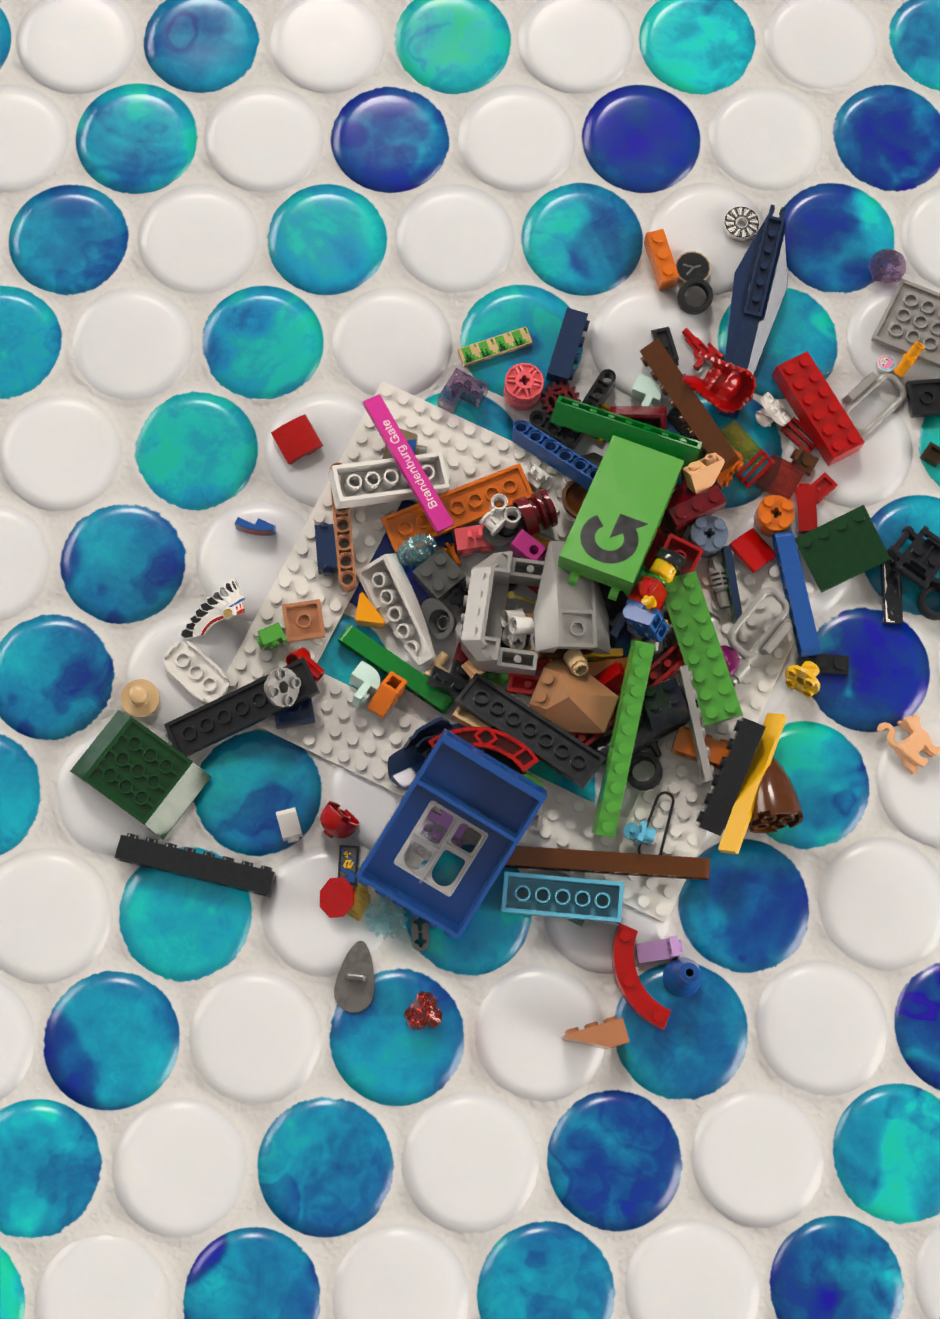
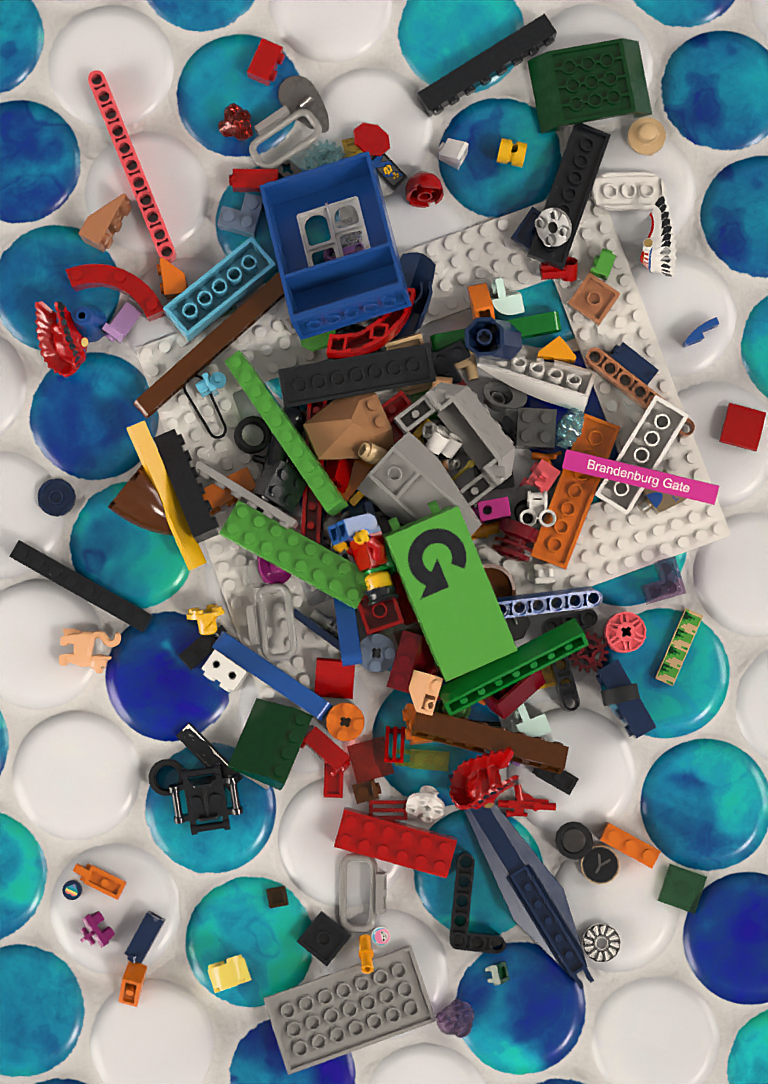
camera: 145 degrees right, 10 degrees up
(251, 788) = (512, 152): none -> yellow wheel
(352, 1038) = (265, 62): none -> red brick
(397, 982) = (274, 124): none -> light grey bar
(408, 656) = (493, 339): none -> dark blue brick
(453, 956) = (250, 179): none -> red brick
(490, 931) = (245, 221): none -> sand blue brick
(526, 1069) = (128, 158): none -> coral beam
(572, 344) = (620, 694): none -> black tyre
(588, 942) = (173, 279): none -> orange slope
(653, 204) = (682, 888): none -> clear green tile
(718, 560) = (348, 634): none -> blue beam
(720, 977) = (59, 342): none -> red piece
(813, 325) = (464, 910): none -> black beam
(828, 268) = (499, 973): none -> tile
(829, 626) = (225, 671): none -> white piece
(829, 872) = (56, 497): none -> dark blue tile
(873, 788) = (82, 586): none -> black brick

